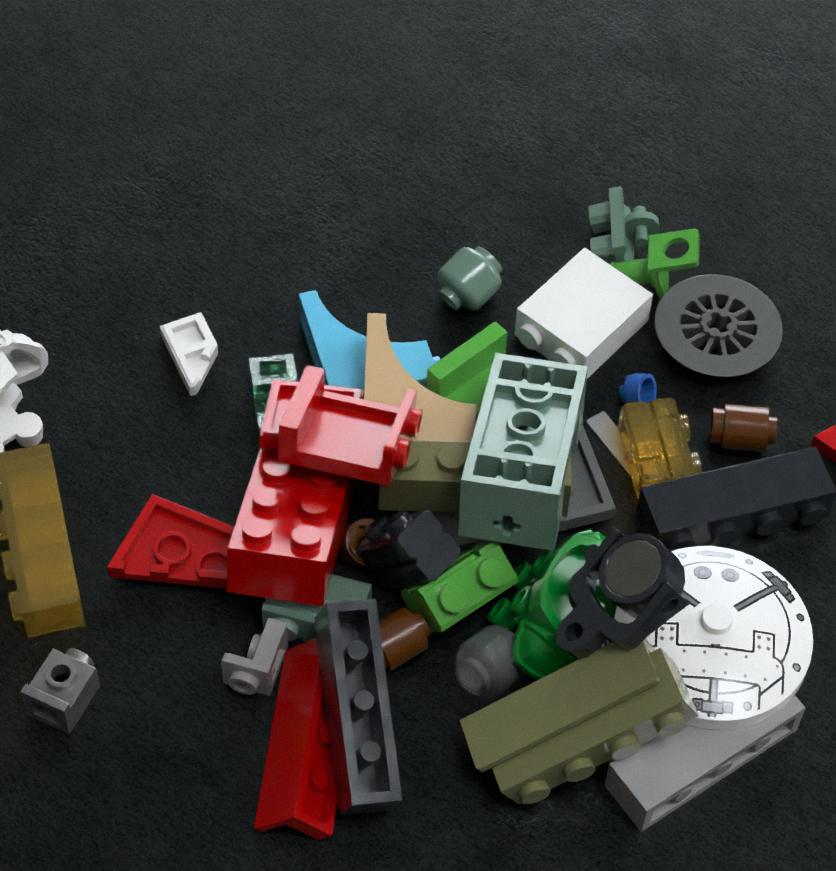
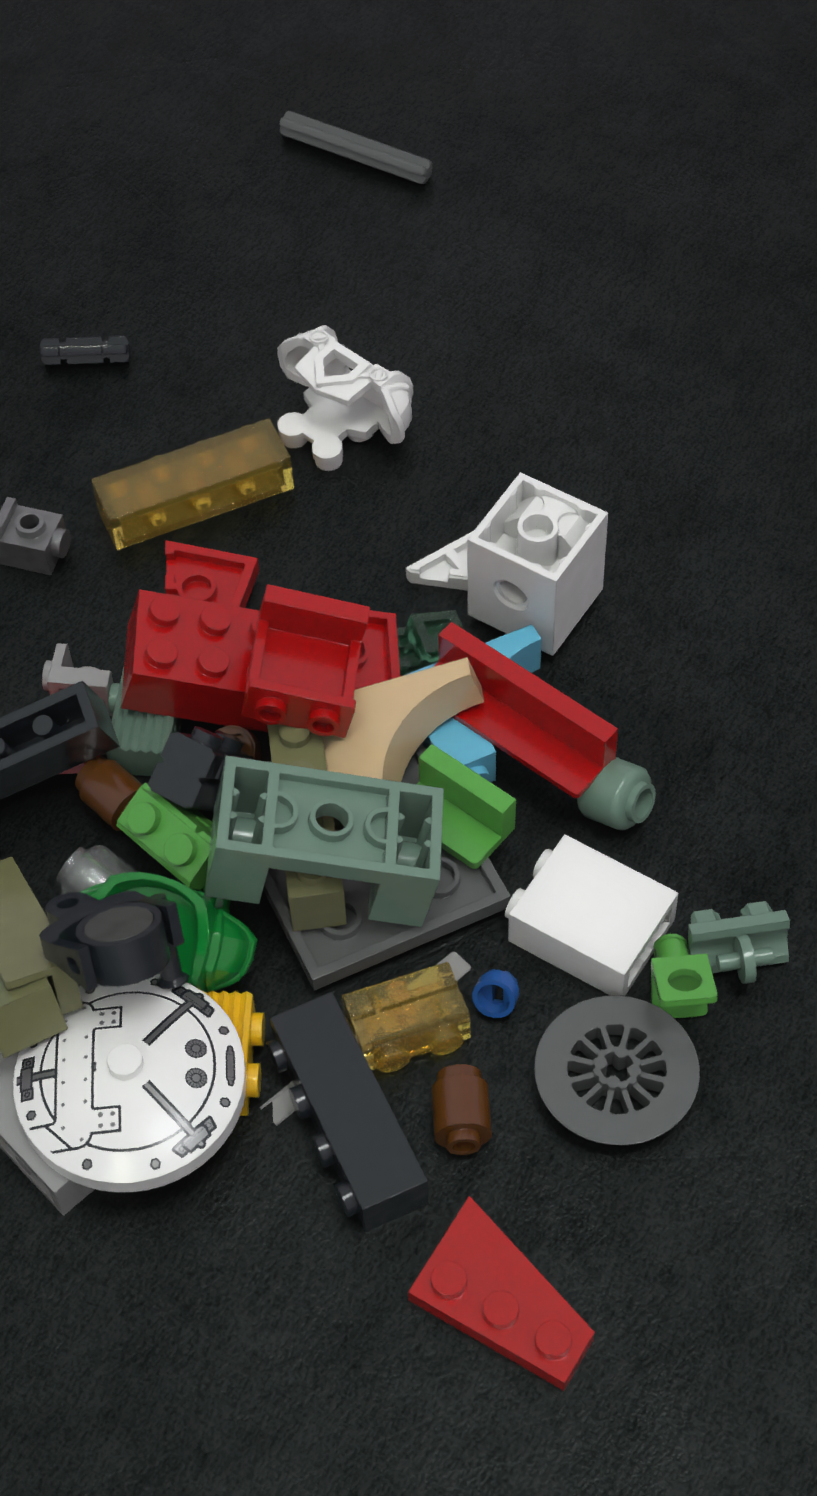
camera: 85 degrees right, 0 degrees up
(247, 269) = (536, 561): none -> white brick
(414, 302) = (531, 717): none -> red panel

